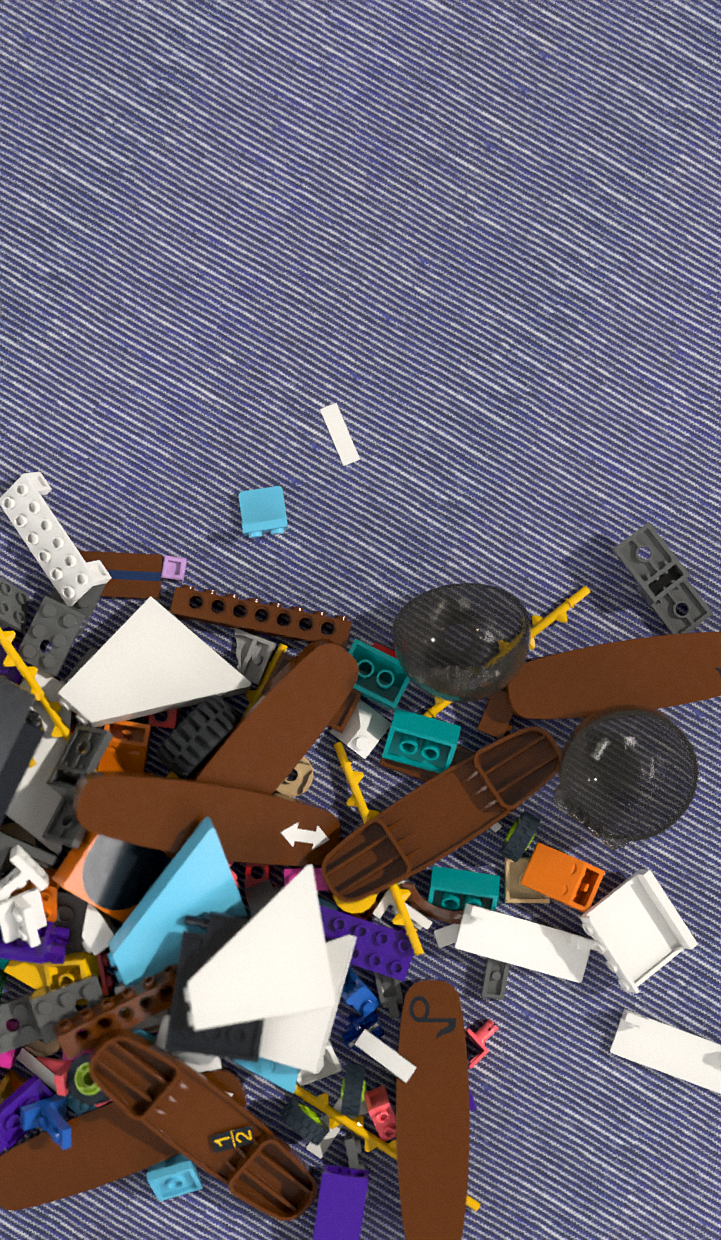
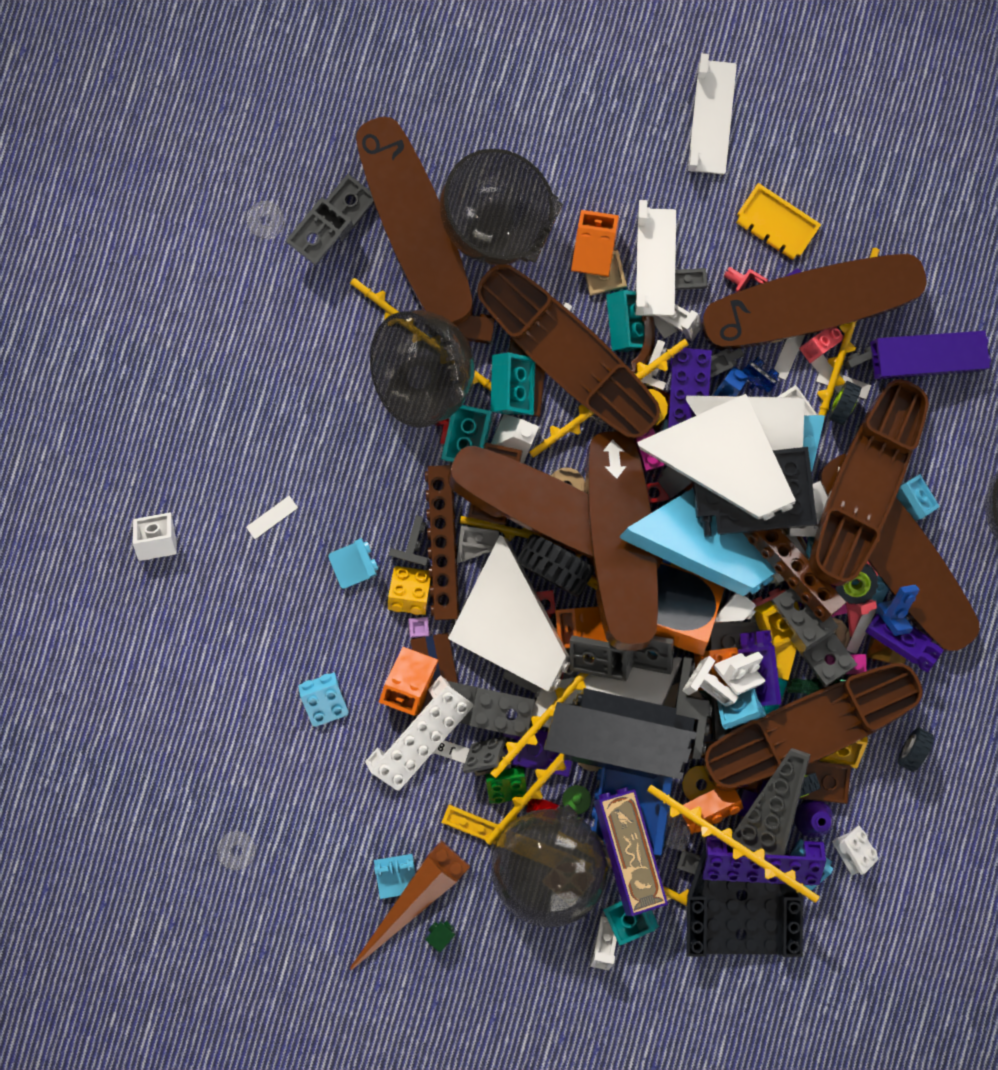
camera: 105 degrees left, 0 degrees up
(25, 572) = (452, 751): none -> white sticker
(113, 540) = (409, 681): none -> orange slope
(120, 441) = (323, 699): none -> medium azure bracket
(217, 567) = (409, 590): none -> yellow bracket
(232, 1139) = (874, 456): black sticker -> none
(266, 583) = (413, 544): none -> dark grey bracket
(349, 298) = (154, 536): none -> white slope
(352, 1089) = (809, 370): black wheel -> none
(376, 1070) = (788, 356): none -> white sticker
(385, 1056) = (775, 350): white sticker -> none
(445, 959) = (684, 321): none -> white bracket
(520, 836) = (570, 285): black wheel -> none
(538, 1101) = (778, 220): none -> yellow hinge
(637, 929) = (621, 173): white panel -> none
(682, 494) = (261, 209): none -> clear tile

